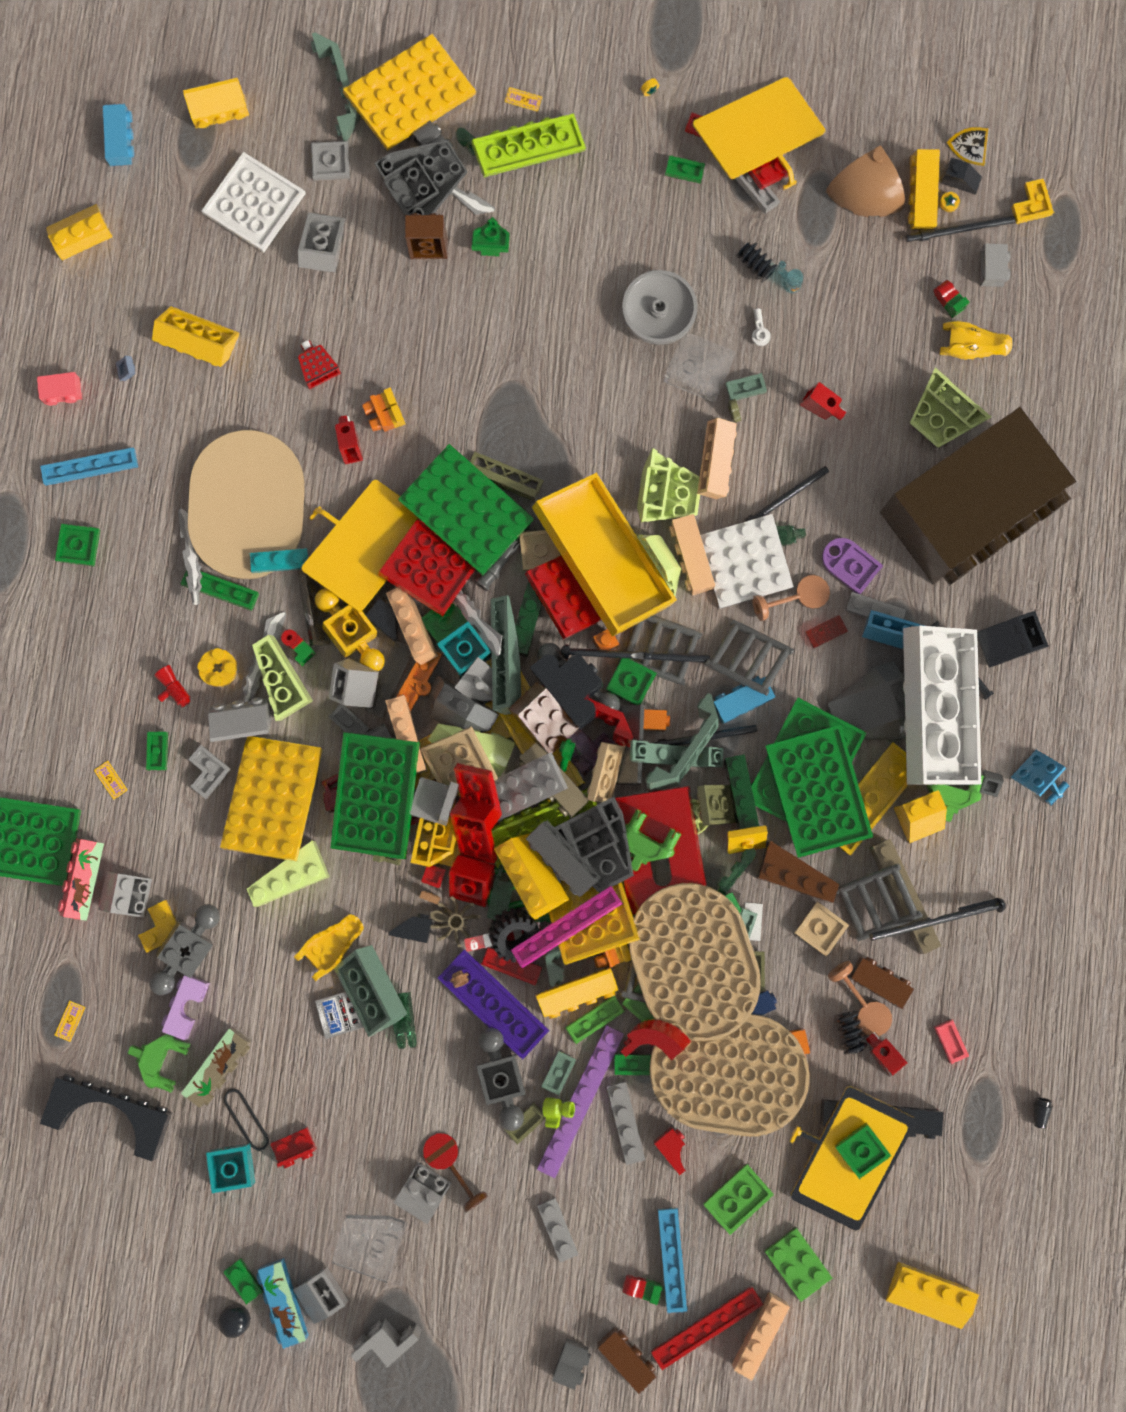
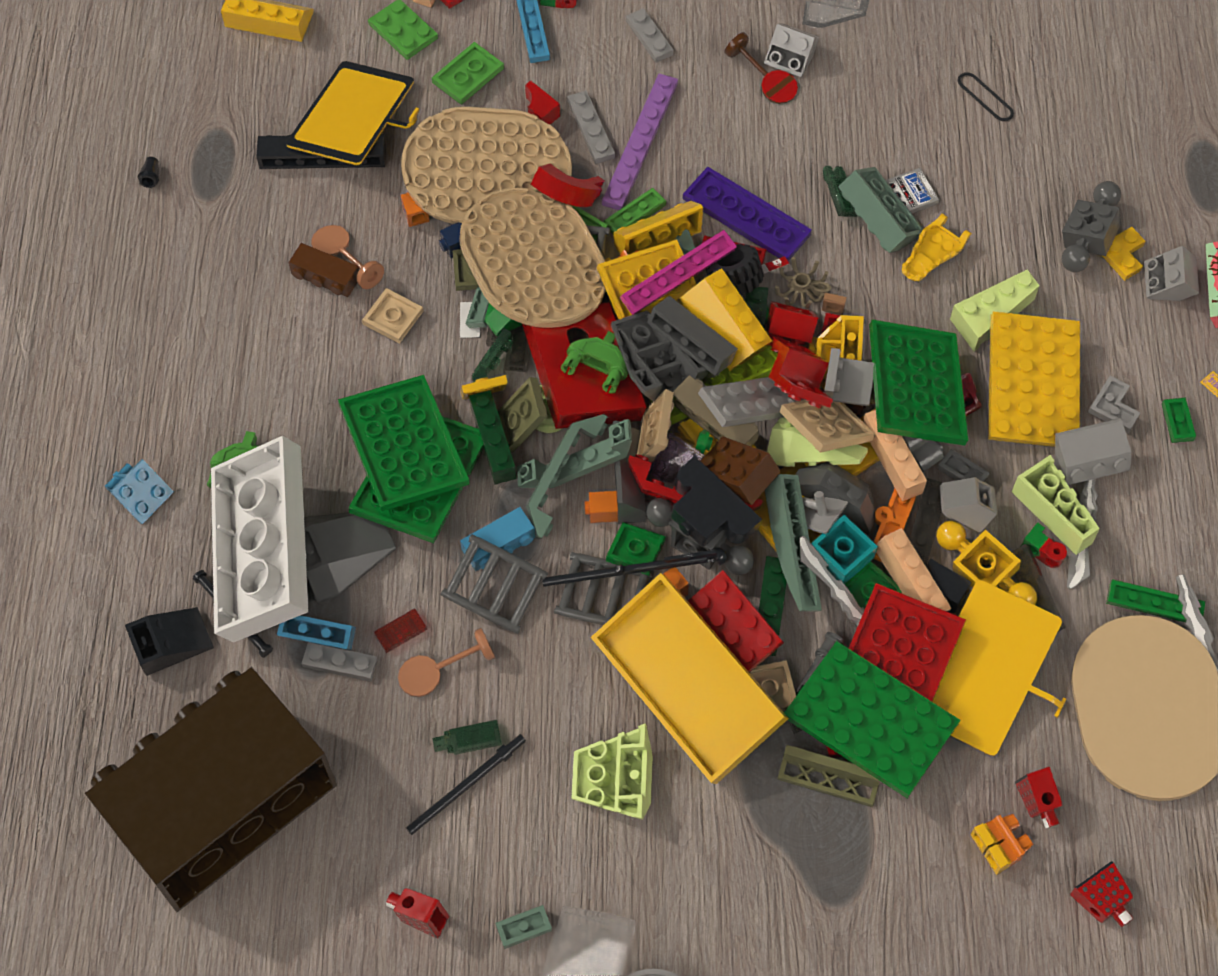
camera: 175 degrees right, 20 degrees down
(69, 1021) = (1193, 163): yellow sticker -> none
(147, 1121) = (1088, 83): black arch -> none
(152, 1057) = (1097, 134): bright green connector -> none
(173, 687) = (1181, 488): red piece -> none
(177, 1022) = (1079, 167): lavender arch -> none
(216, 1067) = (1027, 133): brick -> none
(228, 667) = (1142, 508): yellow plate -> none
(230, 1168) = (990, 48): teal brick -> none
(278, 560) = (1091, 639): teal plate -> none
(293, 1147) = (930, 74): red bracket -> none
(414, 929) = (847, 272): black slope -> none
(459, 979) = (787, 226): medium nougat plate -> none
(511, 1116) = (728, 146): dark grey brick -> none
(532, 1118) = (695, 117): olive tile -> none
(554, 1108) = (666, 126): lime piece -> none
(558, 1072) = (667, 160): sand green plate -> none
(632, 1064) = (587, 171): green plate -> none
(662, 559) = (618, 688): yellowish green wedge -> none
(692, 554) = (575, 700): light nougat brick -> none
(717, 458) = (555, 822): light nougat brick -> none
(718, 734) = (589, 485): black bar -> none
(734, 410) = (537, 892): olive tile -> none
(746, 561) = (507, 699): white plate -> none
(790, 872) = (439, 363): reddish brown wedge -> none
(851, 1031) = (357, 221): black piece -> none
(852, 565) = (371, 712): medium lavender tile -> none
(863, 1150) = (341, 112): green plate -> none
(877, 877) = (329, 318): dark grey bar -> none
(882, 787) = (328, 464): yellow plate -> none
(884, 856) = (299, 353): dark tan brick -> none
(893, 1061) = (316, 200): red torso -> none
(922, 816) = (285, 423): yellow slope -> none
(945, 411) = (248, 919): yellowish green wedge -> none
(951, 1041) = (246, 227): coral tile -> none
(991, 783) = (196, 483): dark grey slope -> none
(994, 904) = (230, 341): black bar -> none

